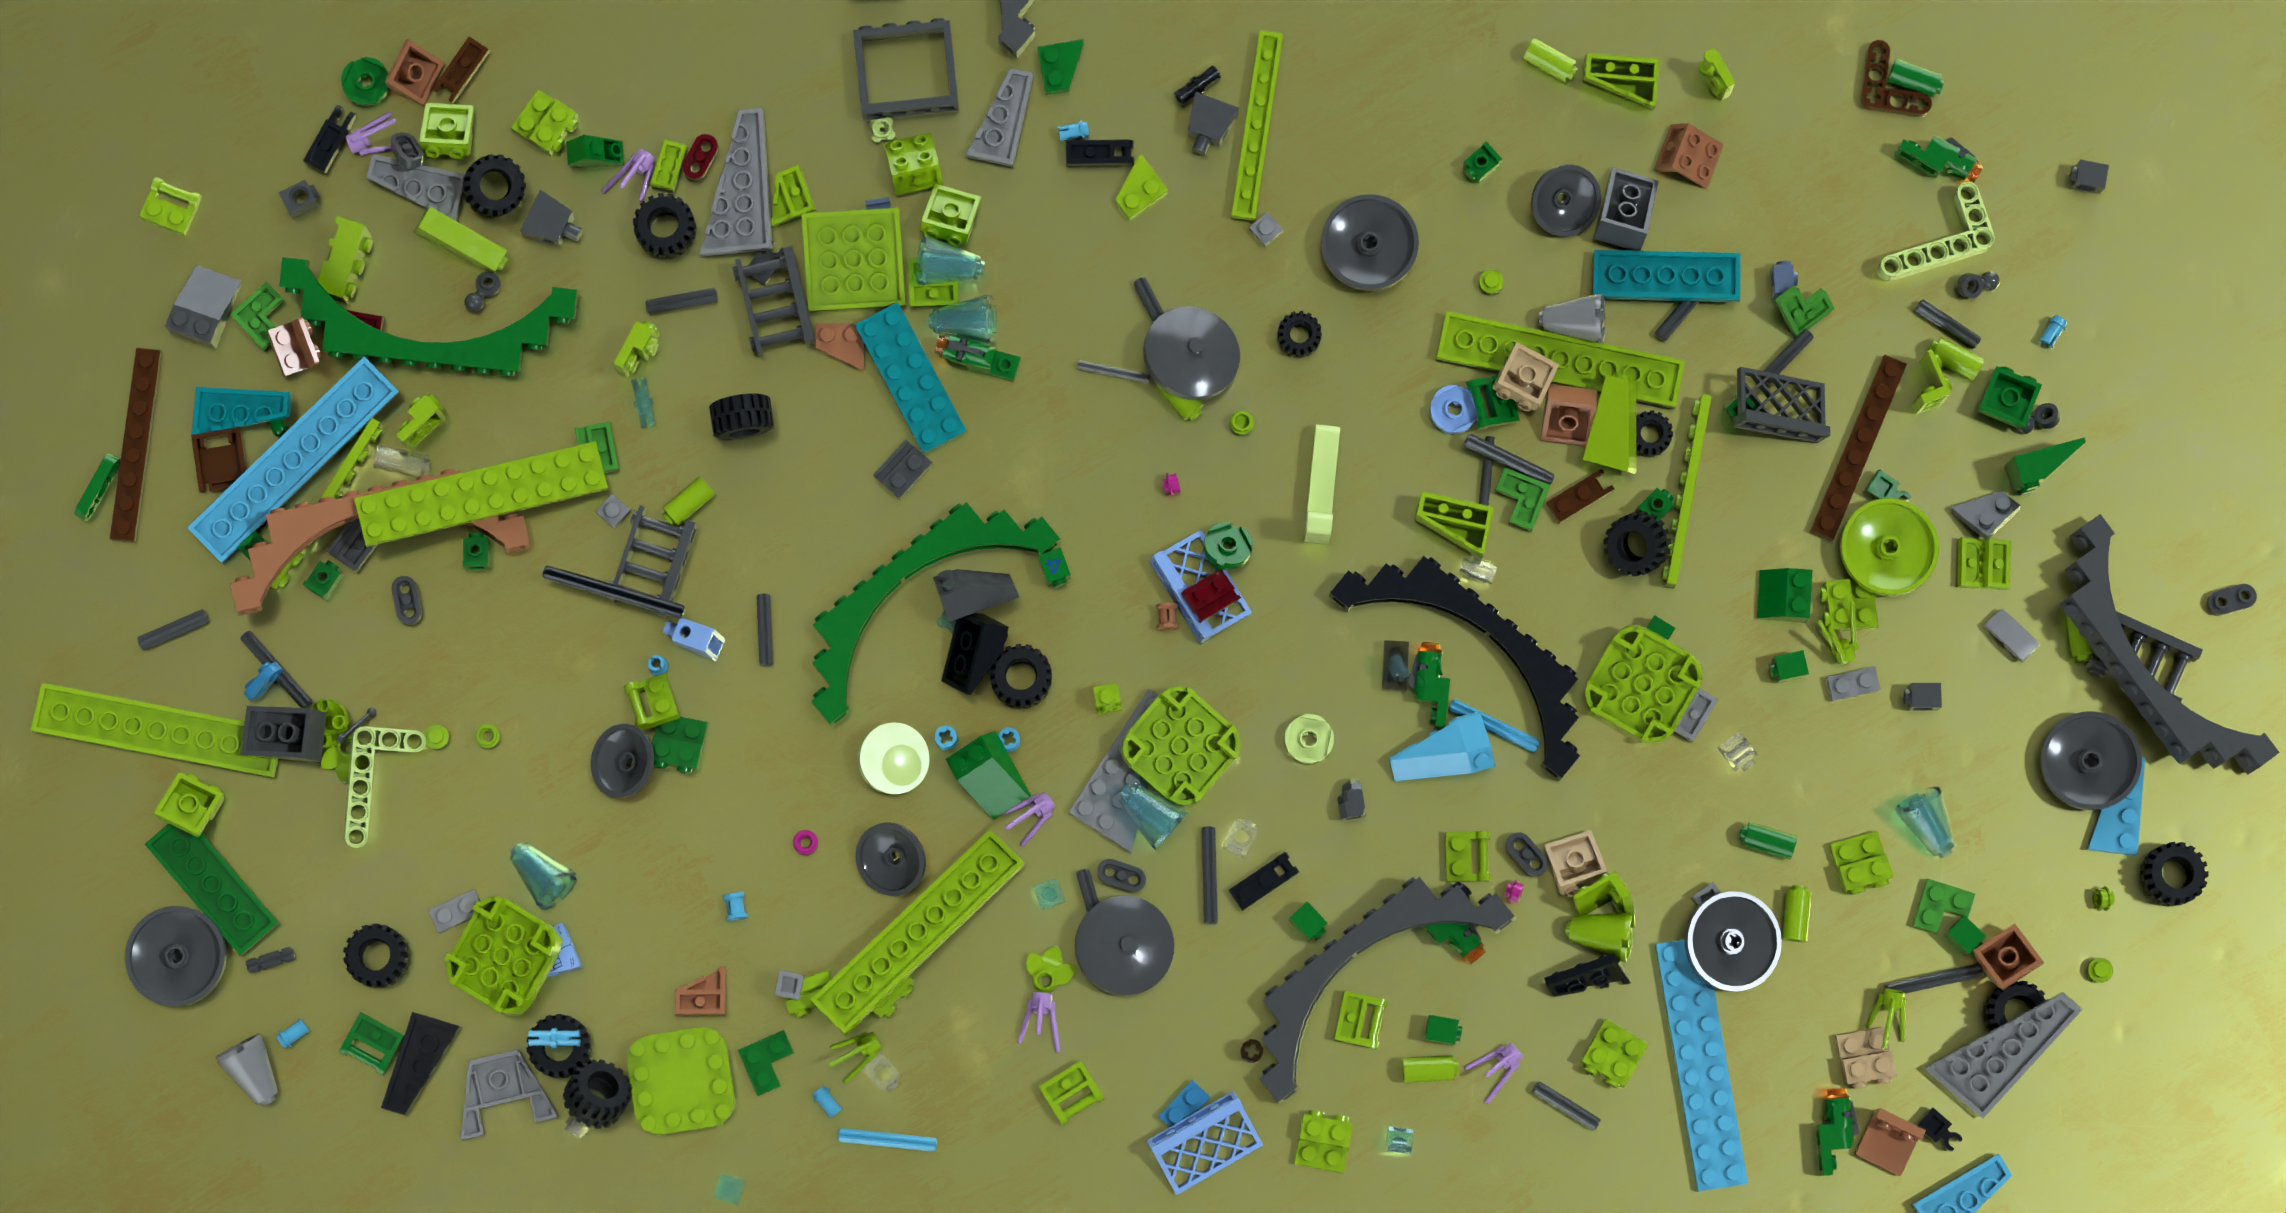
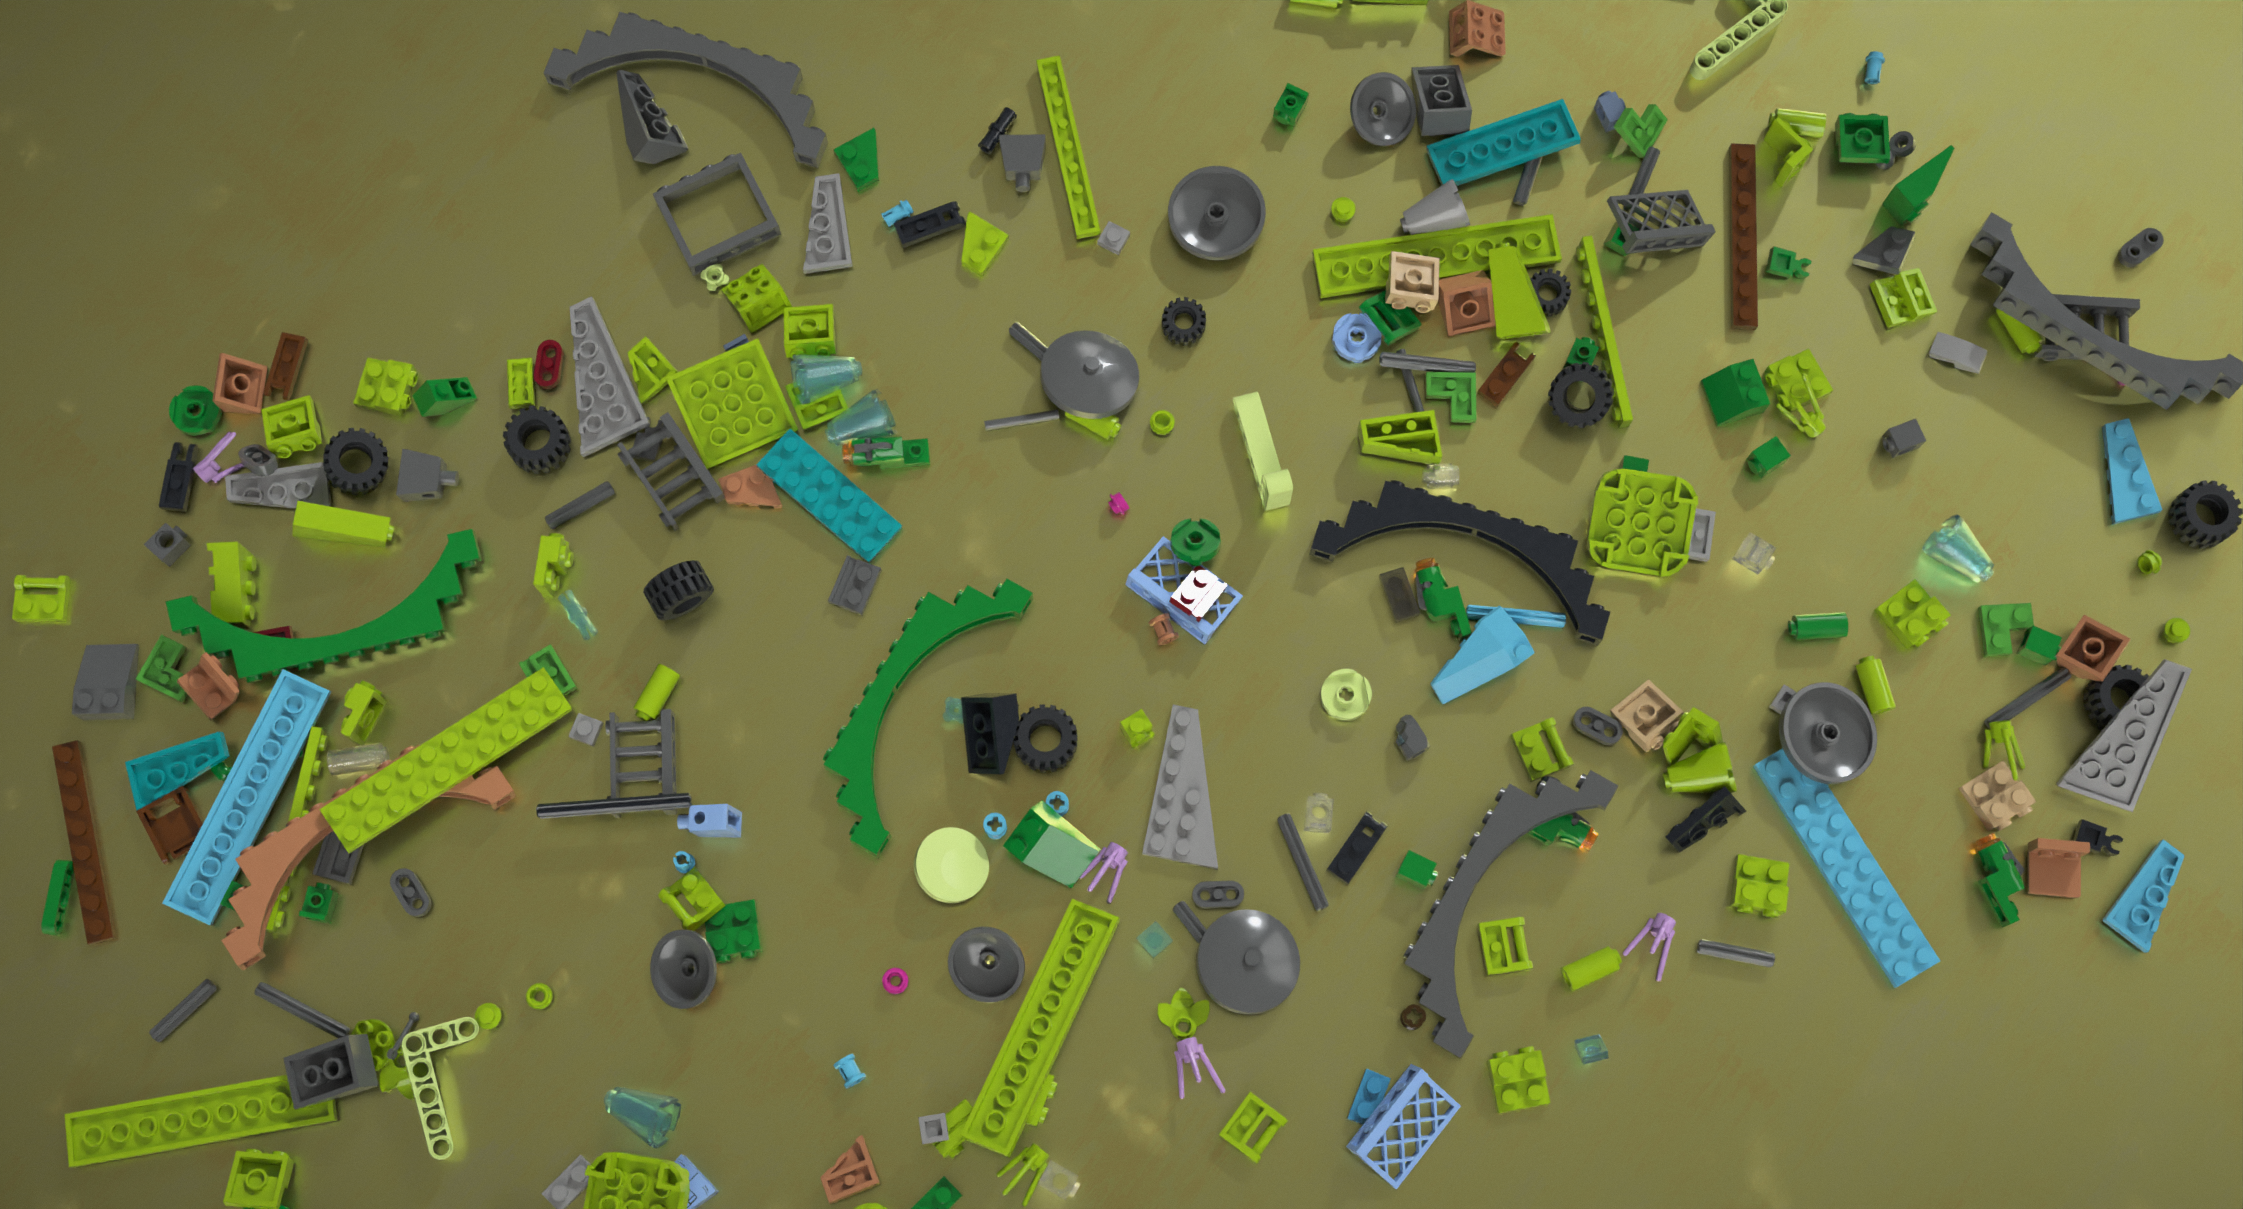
camera: 20 degrees left, 5 degrees down
(258, 686) = (289, 1033): dark azure plate -> none
(475, 301) = (376, 578): dark grey plate -> none
(480, 560) = (470, 825): green brick -> none
(639, 163) = (492, 390): lavender plant -> none
(764, 629) = (777, 788): dark grey axle -> none
(972, 591) = (965, 675): dark grey slope -> none
(1054, 568) = (1037, 623): green brick -> none
(1150, 813) = (1224, 822): clear light blue cone -> none
(1180, 745) = (1225, 747): lime plate -> none
(1398, 668) = (1405, 594): clear light blue plate -> none
(1442, 1030) = (1588, 925): green brick -> none
(1514, 892) = (1600, 765): dark pink plate -> none
(1853, 684) = (1832, 452): light grey plate -> none
(1889, 547) = (1813, 313): lime dish -> none
(1948, 324) = (1776, 96): dark grey axle -> none
(1988, 281) = (1783, 52): dark grey plate -> none
(2091, 761) = (2083, 439): dark grey dish -> none

